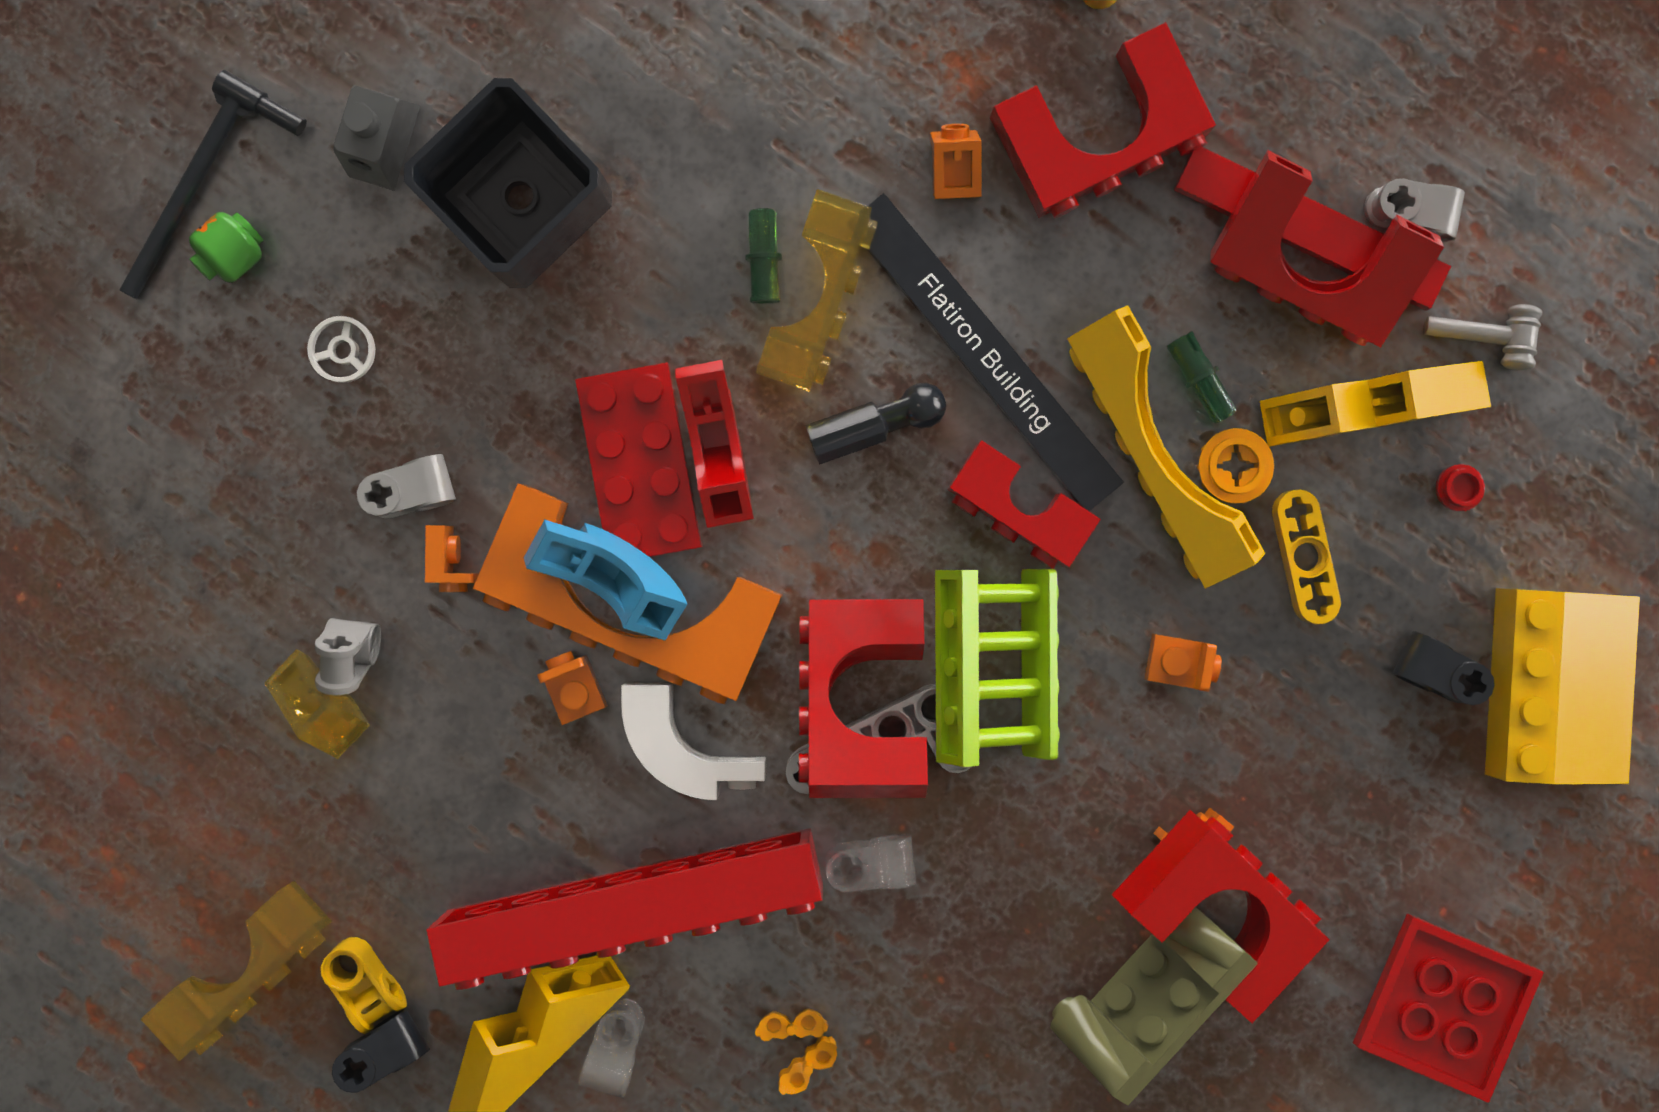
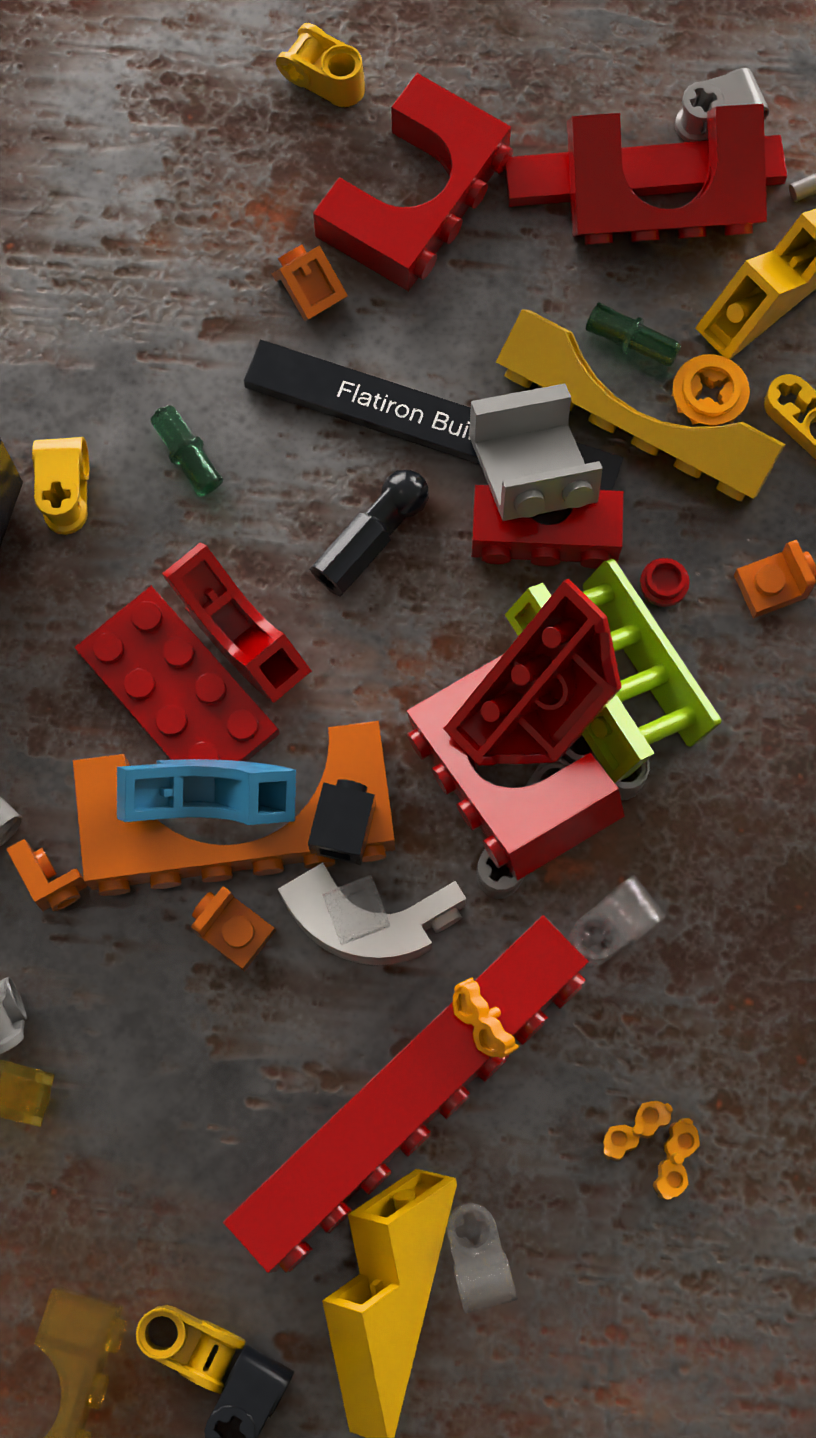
camera: 30 degrees left, 15 degrees down
(649, 218) = (61, 482): none -> yellow piece
(671, 741) = (356, 910): none -> clear tile
(699, 668) = (342, 821): none -> black brick
(707, 890) = (487, 1031): none -> light orange piece
(837, 233) = (261, 504): clear yellow arch -> none
(916, 668) = (542, 686): none -> red wedge
(1044, 444) = (532, 453): none -> light grey panel
(1089, 609) = (664, 582): none -> red plate

